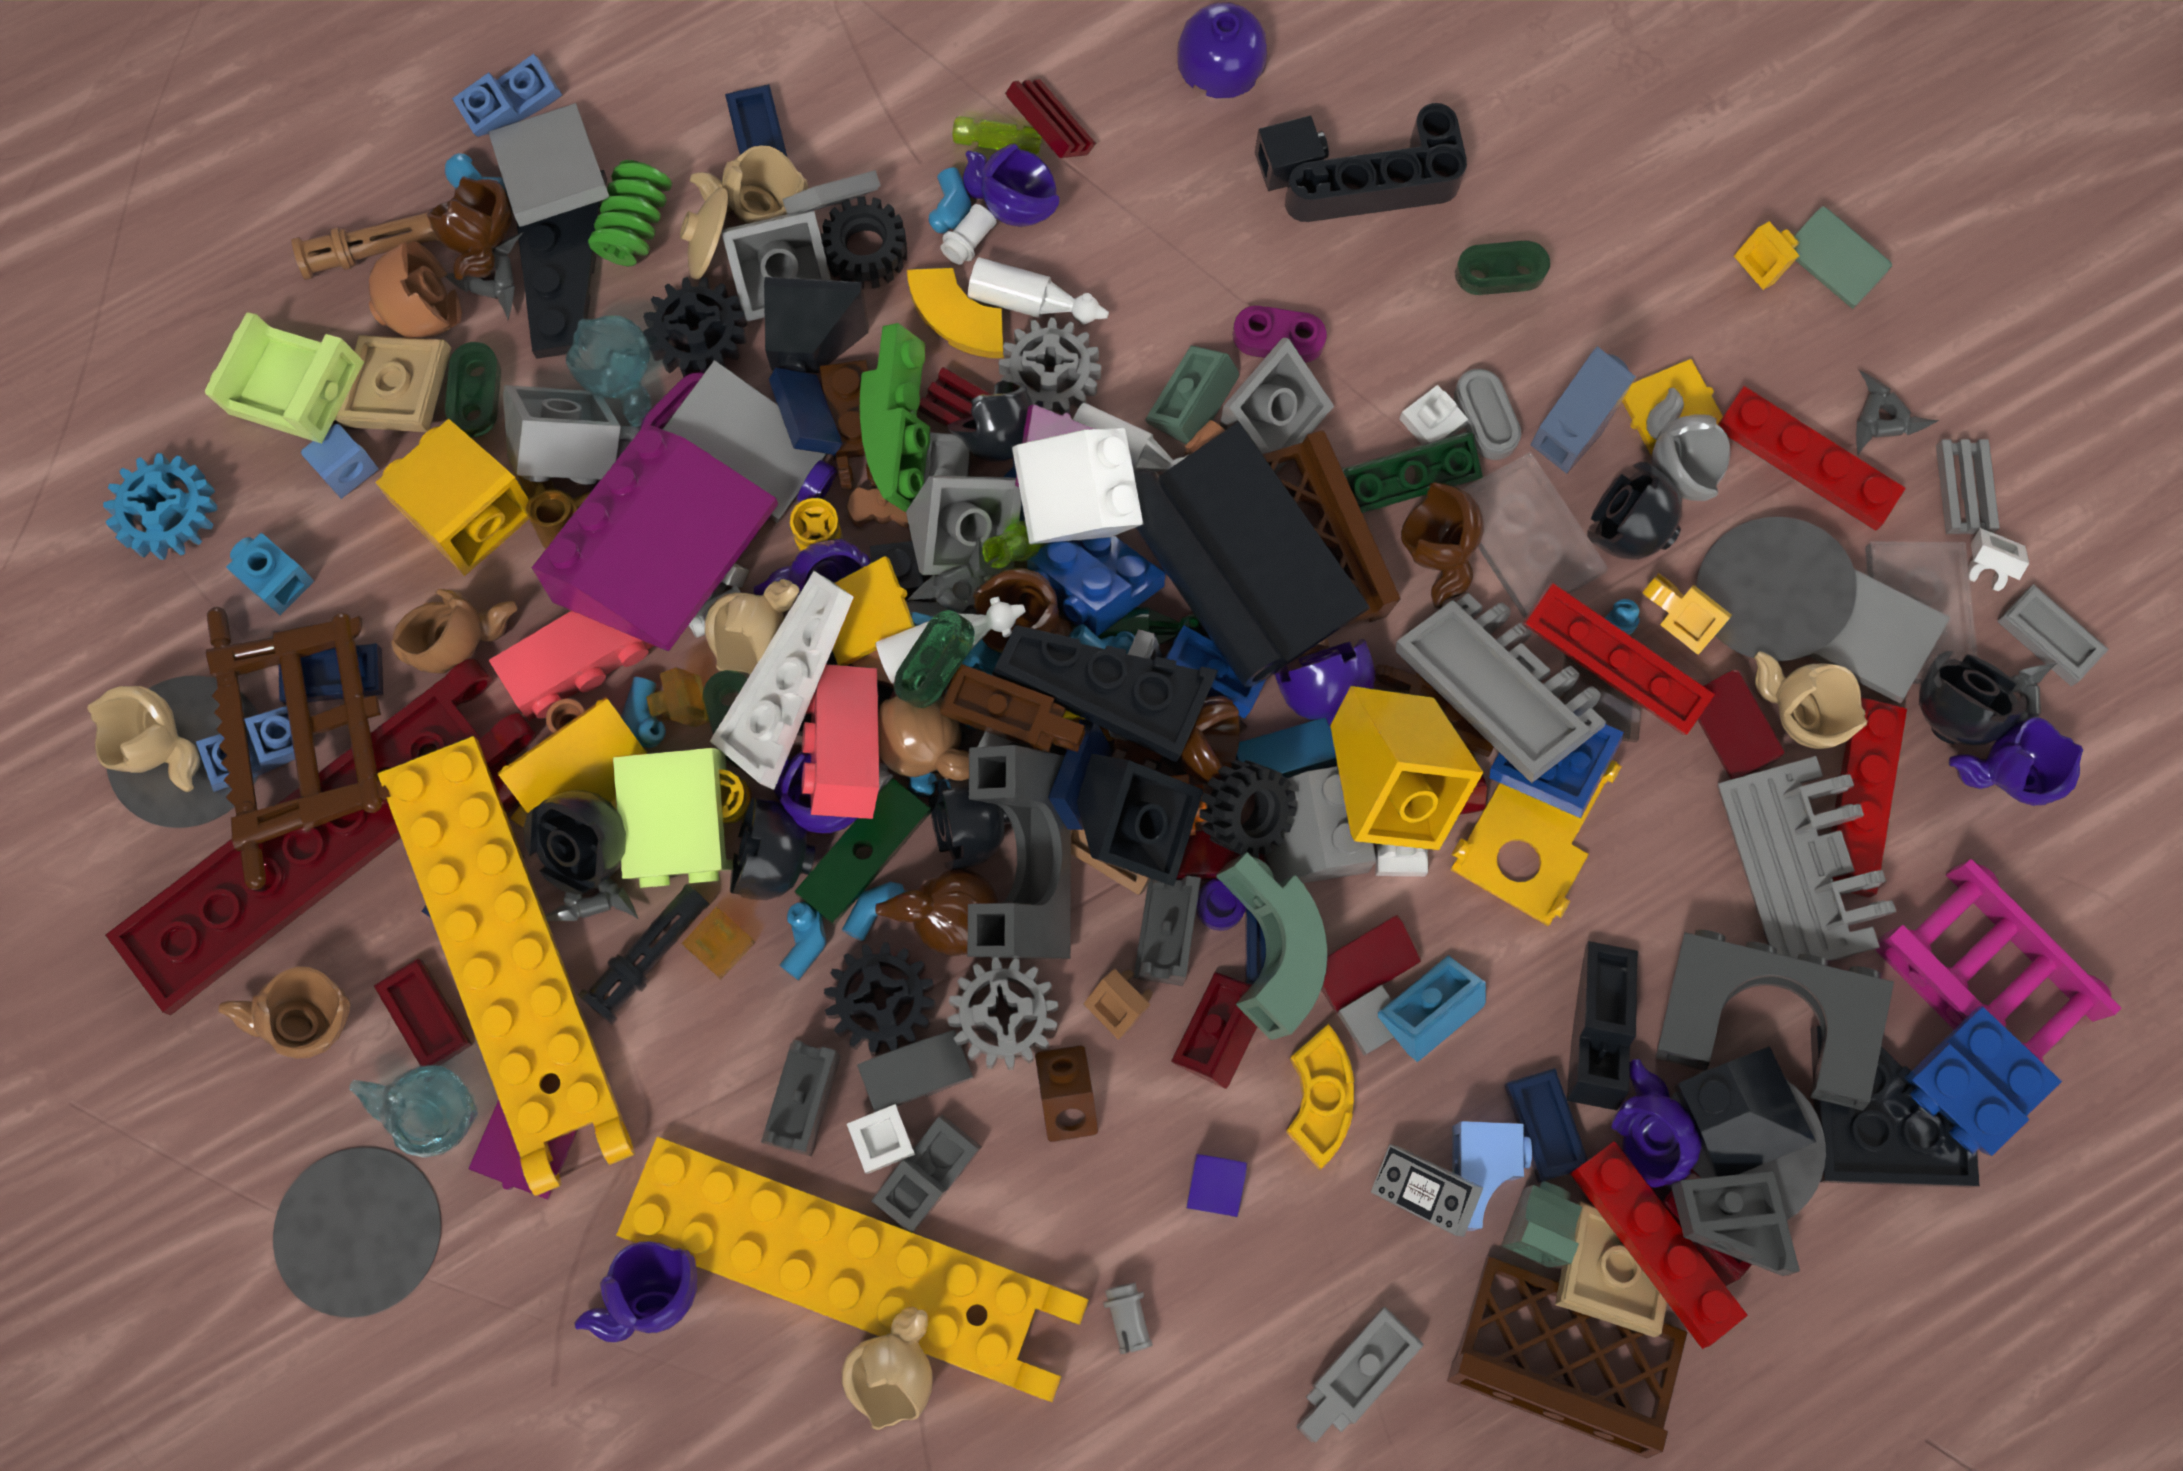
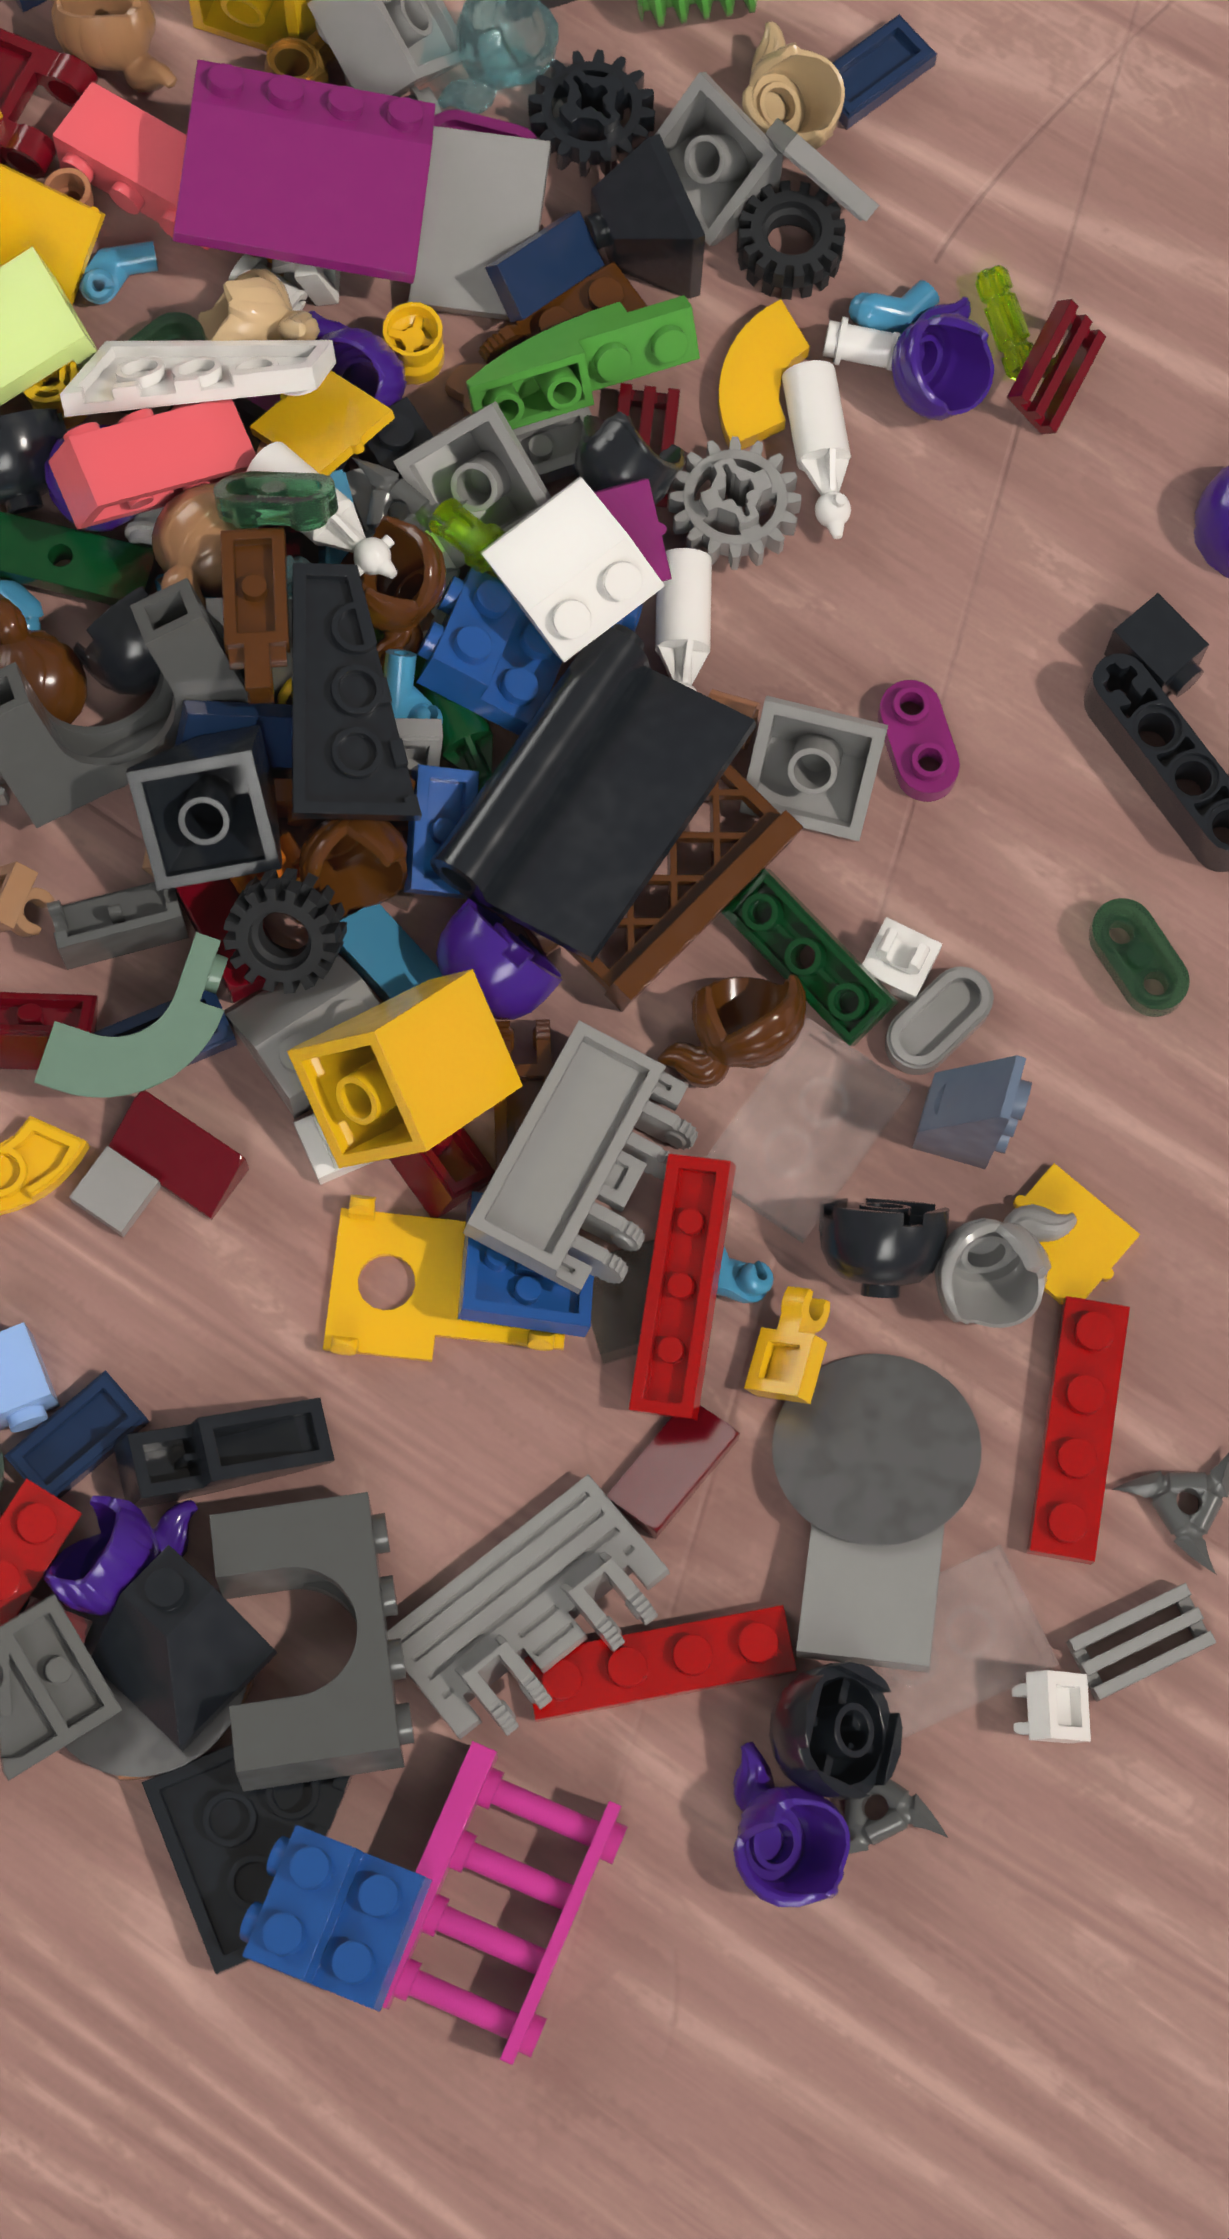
camera: 65 degrees right, 0 degrees up
(681, 698) = (148, 292): clear yellow tile -> none
(704, 231) = (703, 54): tan dish -> none
(817, 482) = (468, 320): dark purple tile -> none
(1193, 393) = (792, 672): sand green slope -> none
(1218, 906) = (166, 963): dark purple tile -> none
(1434, 1007) = (157, 1250): dark azure slope -> none
(1815, 702) = (742, 1544): tan hair -> none
(2052, 635) = (990, 1825): light grey tile -> none

